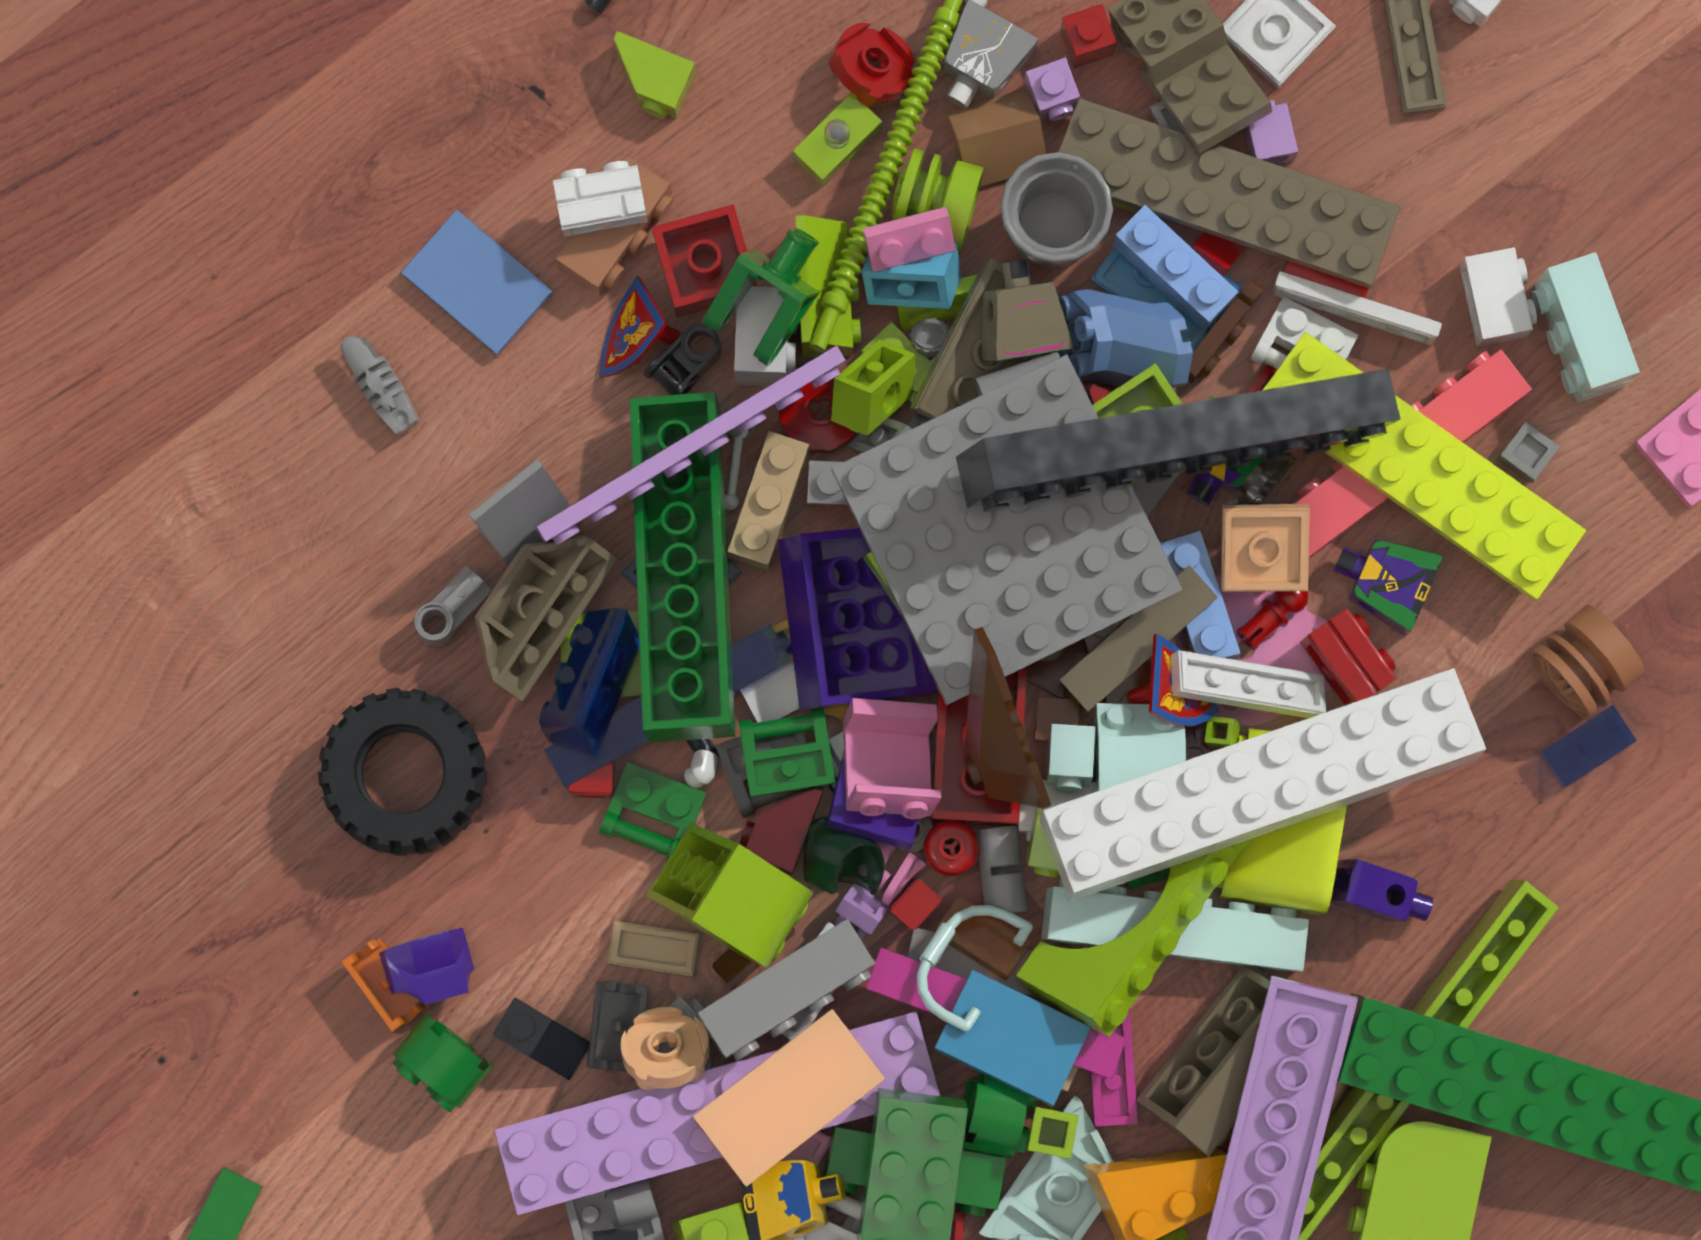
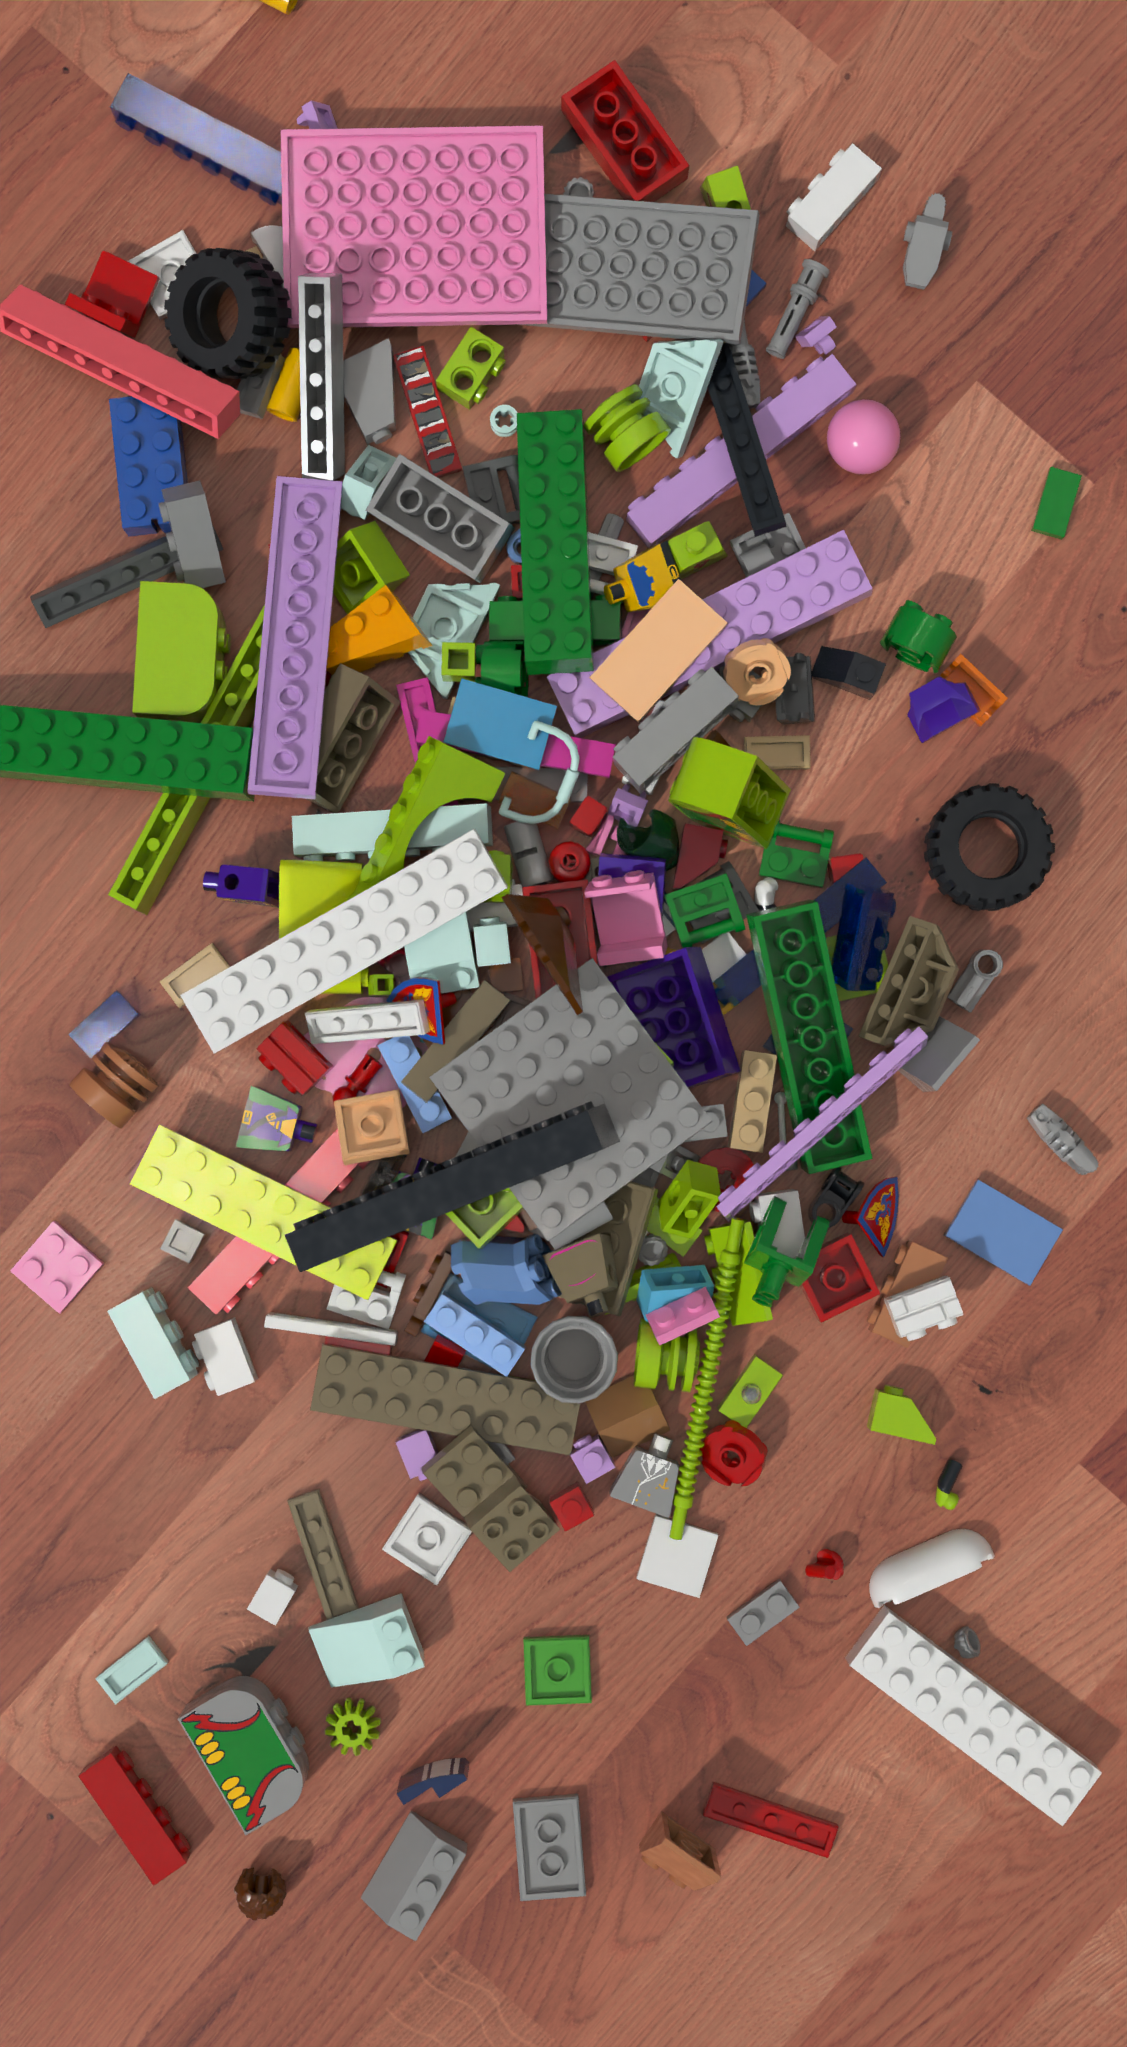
camera: 165 degrees right, 5 degrees up
(1459, 790) = (194, 972): none -> tan tile

